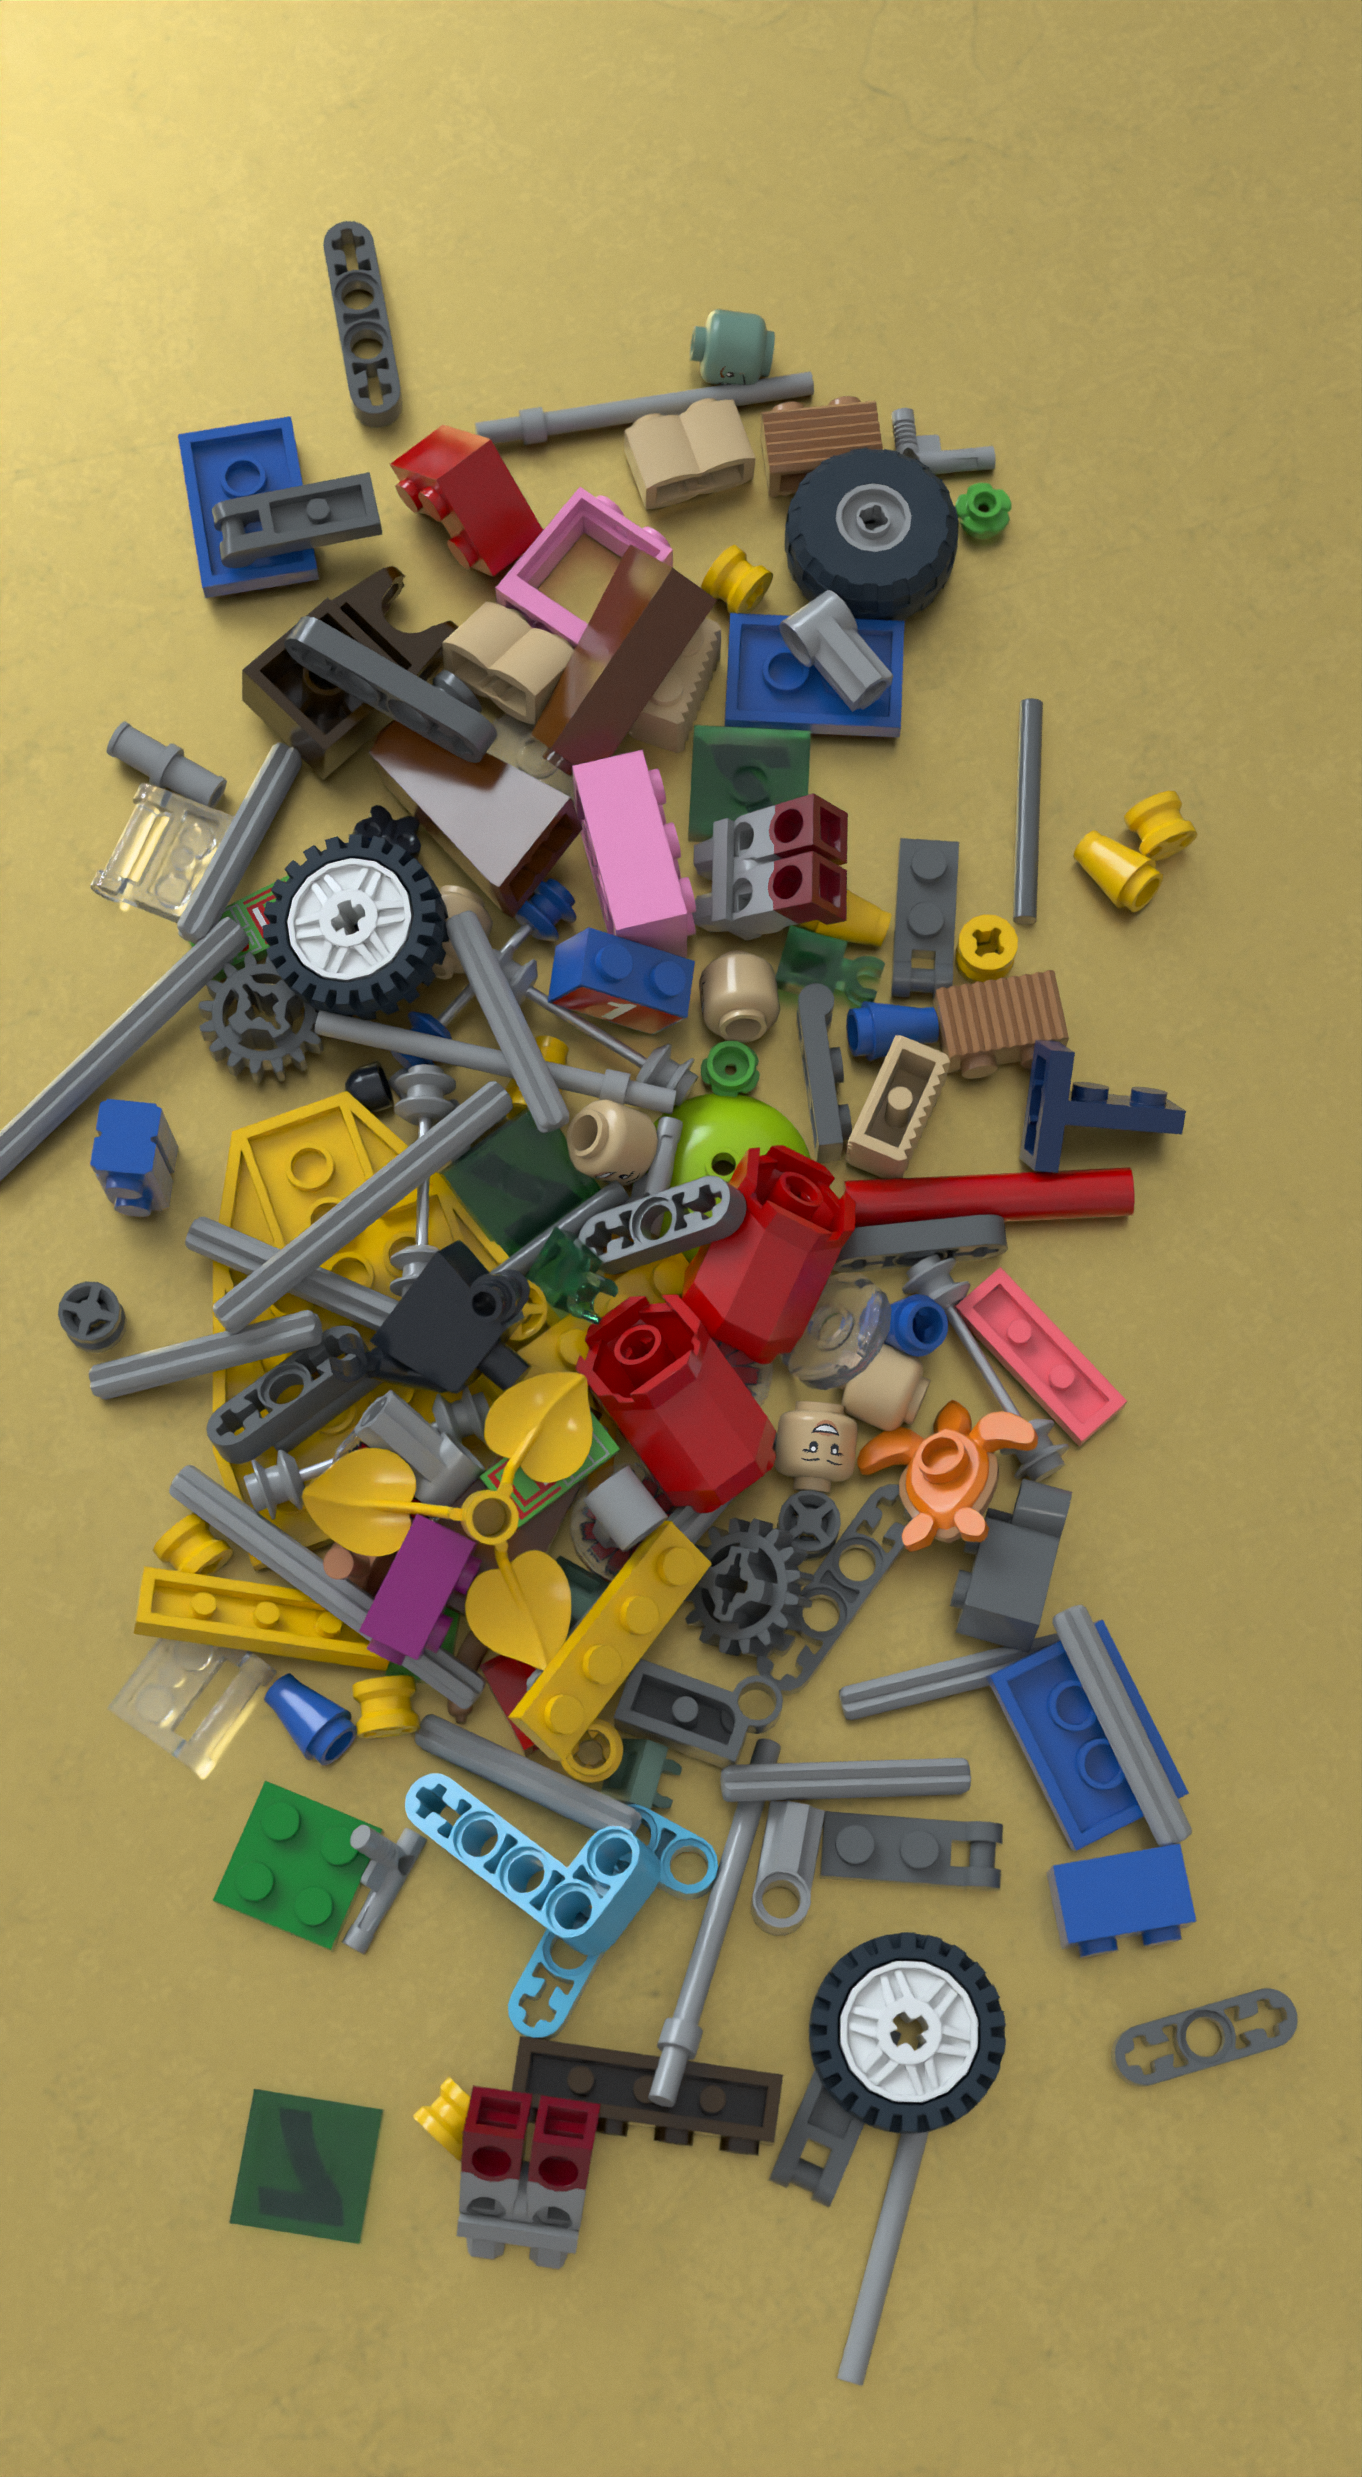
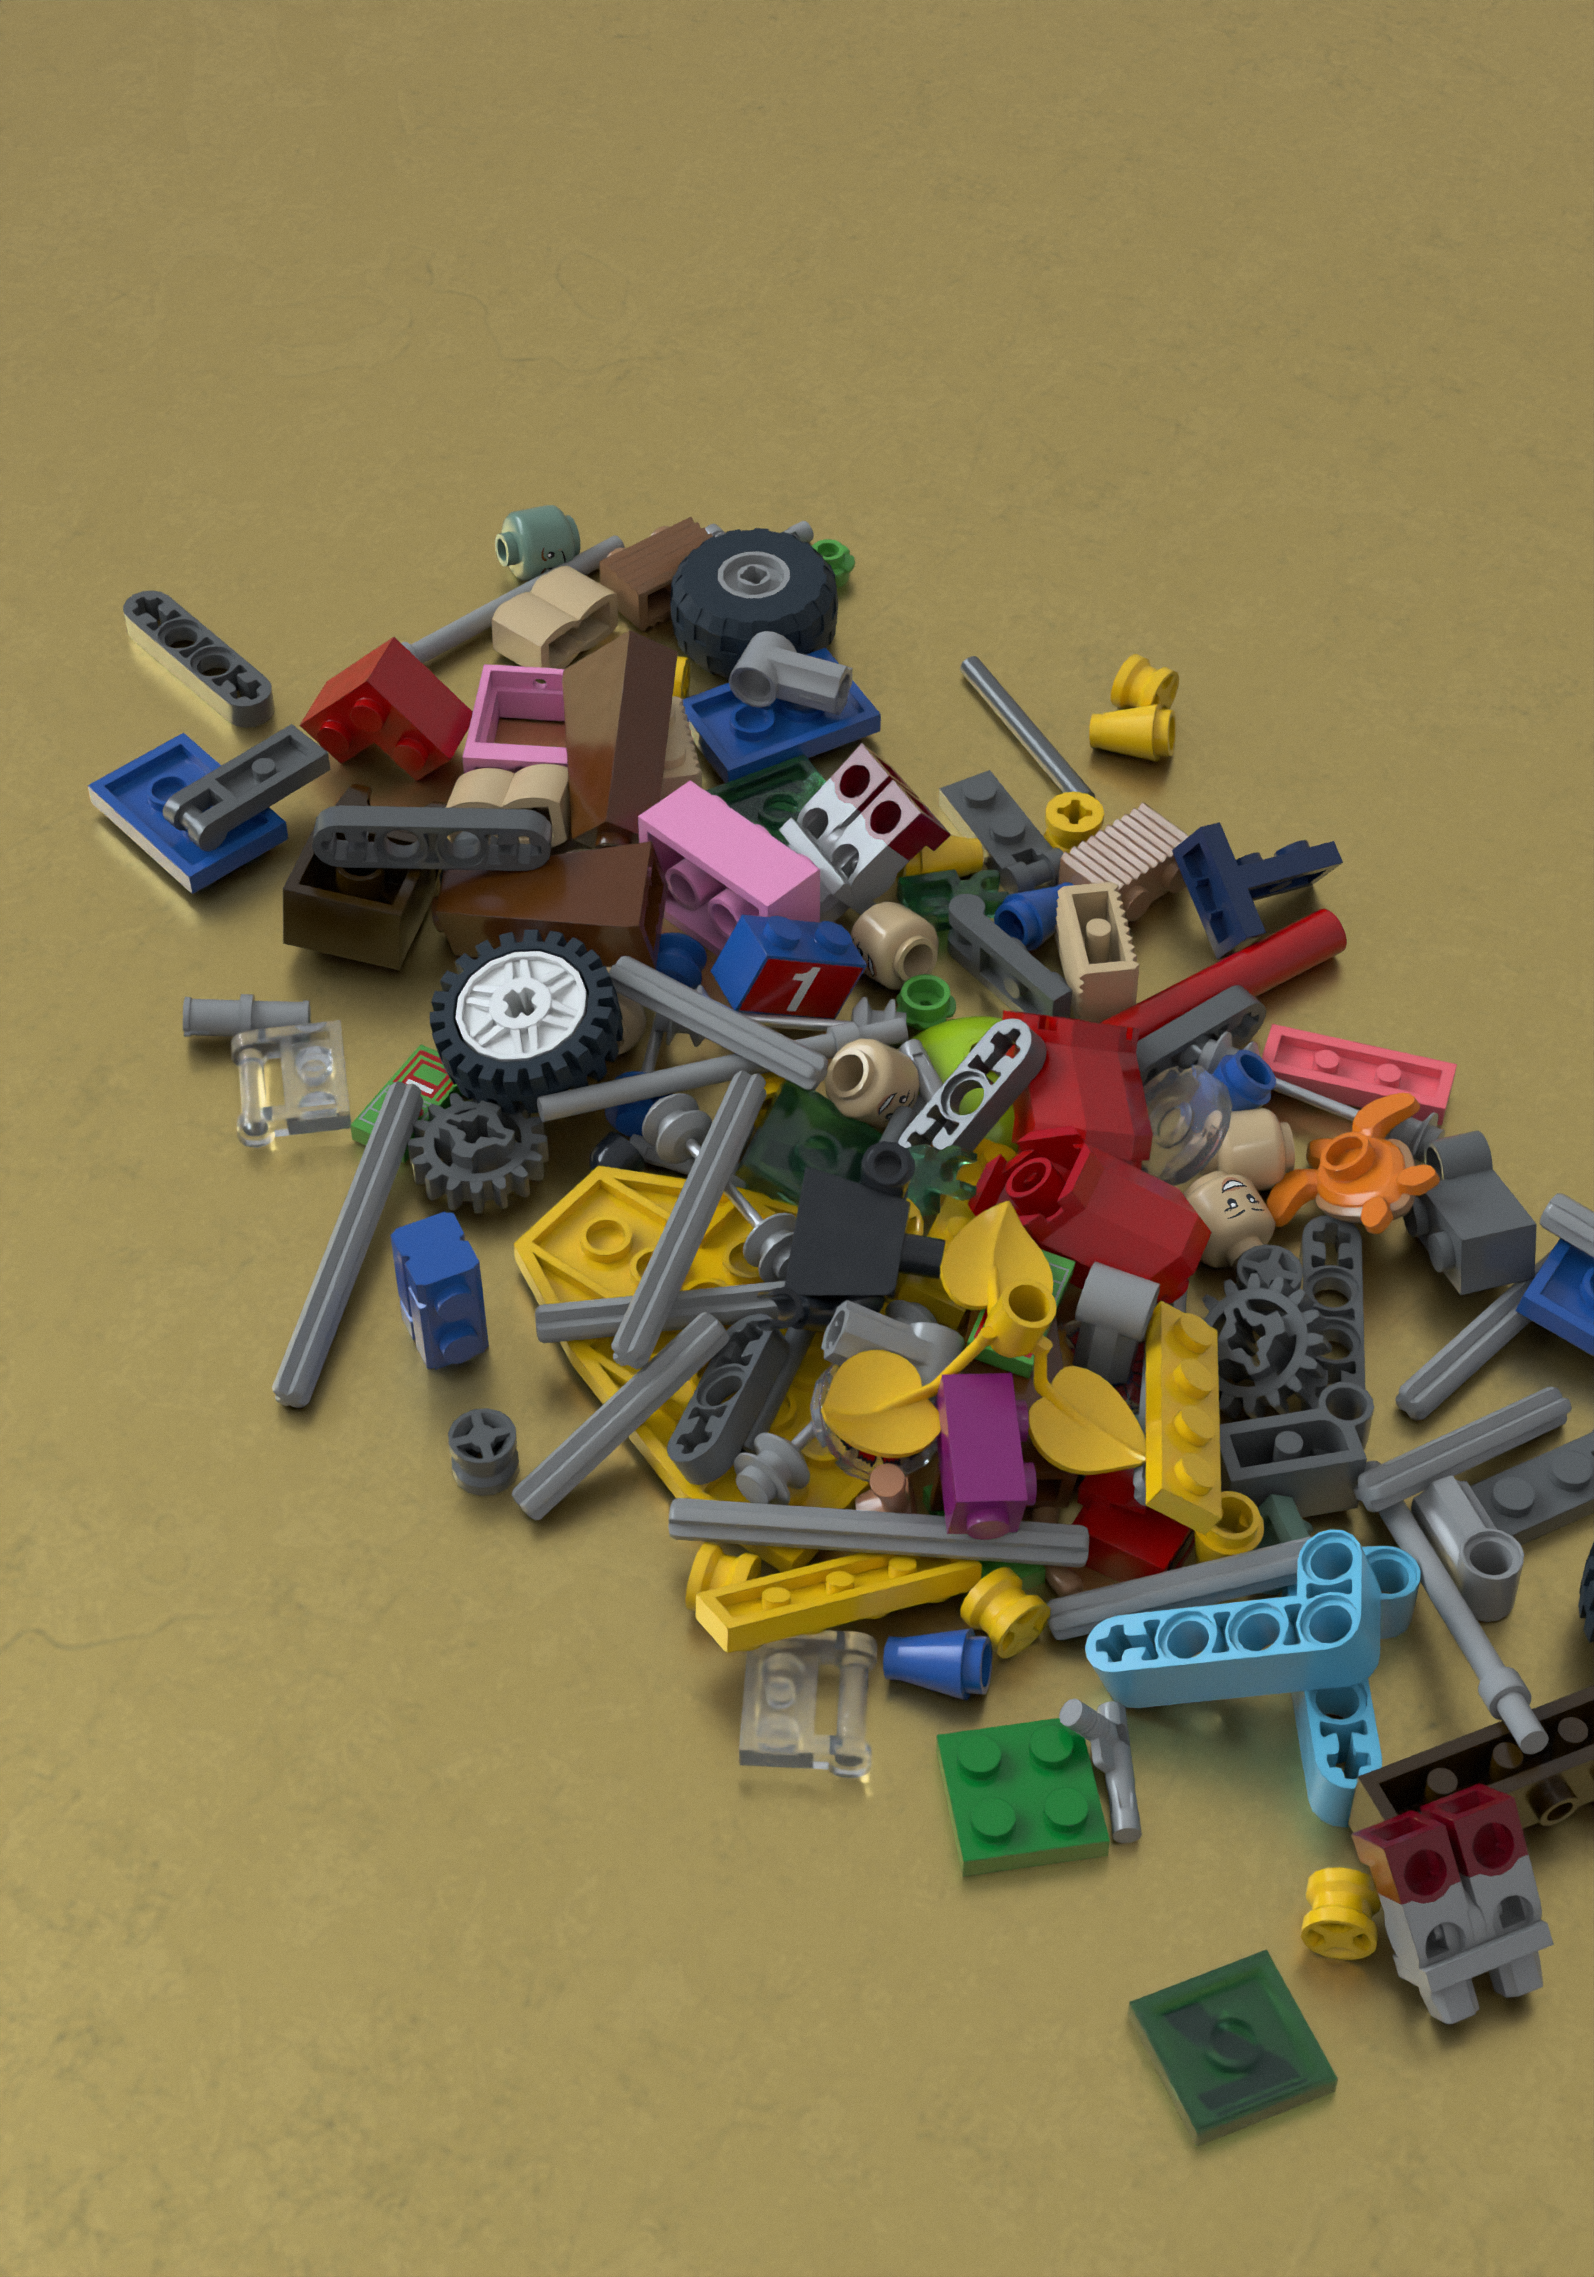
camera: 30 degrees left, 25 degrees down
(240, 843) = (359, 1039): light grey axle -> none

